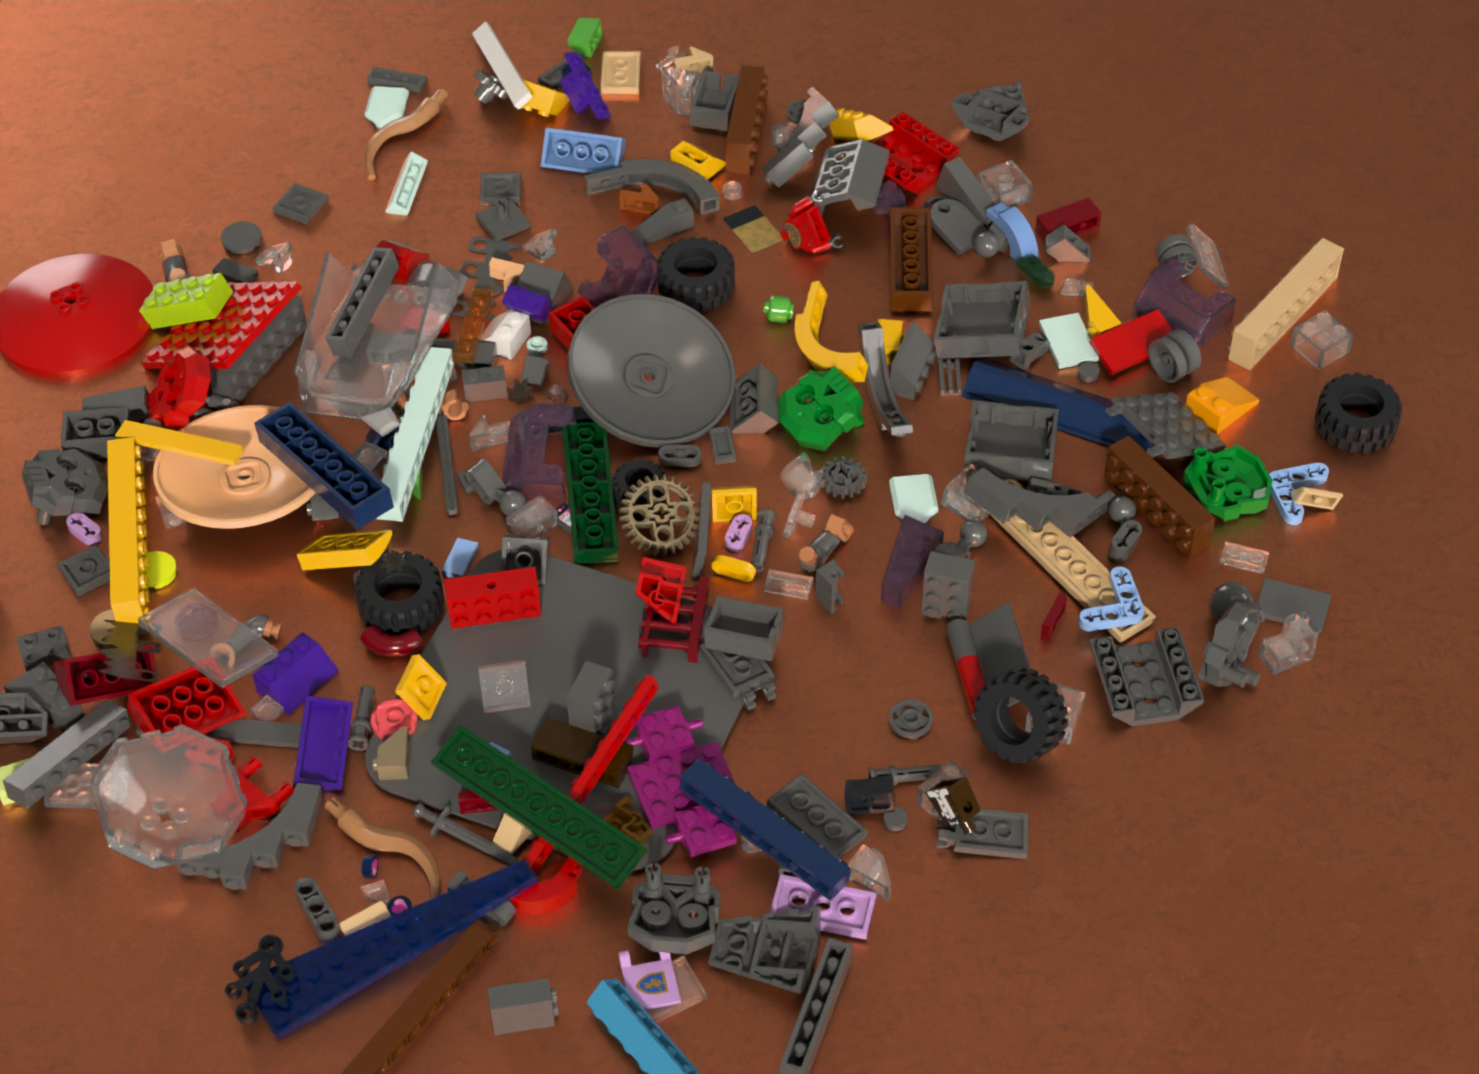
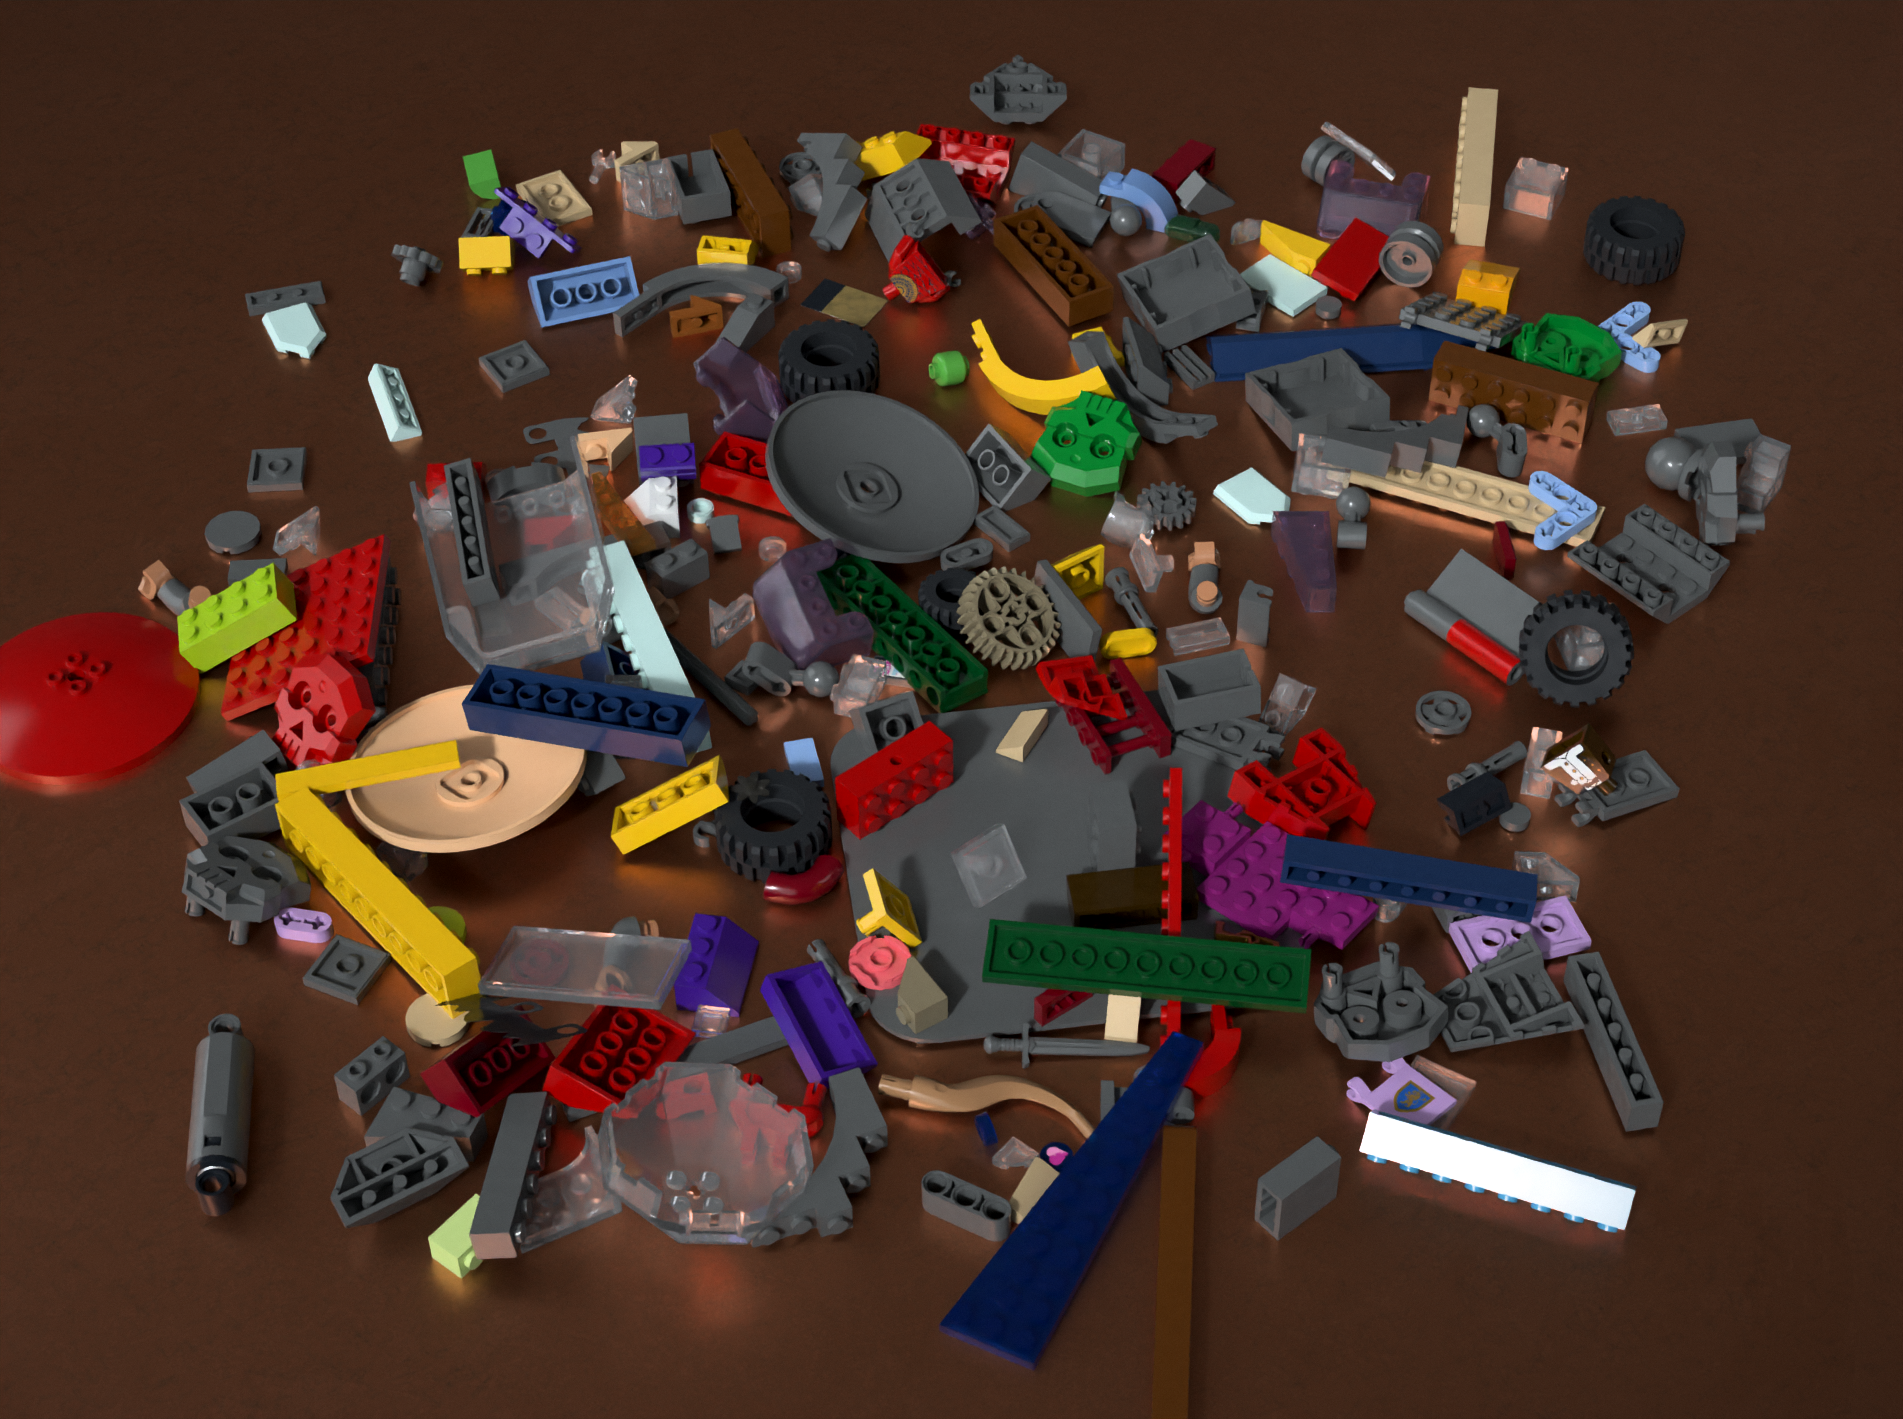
camera: 30 degrees left, 5 degrees down
(259, 977) = (964, 1304): black plant -> none
(382, 420) = (604, 647): light grey piece -> none
(424, 112) = (346, 334): medium nougat animal -> none
(502, 65) = (415, 233): white tile -> none
(502, 219) = (546, 396): dark grey tile -> none
(519, 390) = (722, 563): clear smoke plant -> none
(610, 603) = (1023, 734): none -> tan slope
(742, 534) = (1103, 607): lavender beam -> none
(759, 736) = (1309, 797): none -> red wedge
(802, 662) = (1286, 704): none -> clear slope
(817, 816) = (1433, 842): dark grey tile -> none
(947, 586) = (1385, 560): dark grey piece -> none

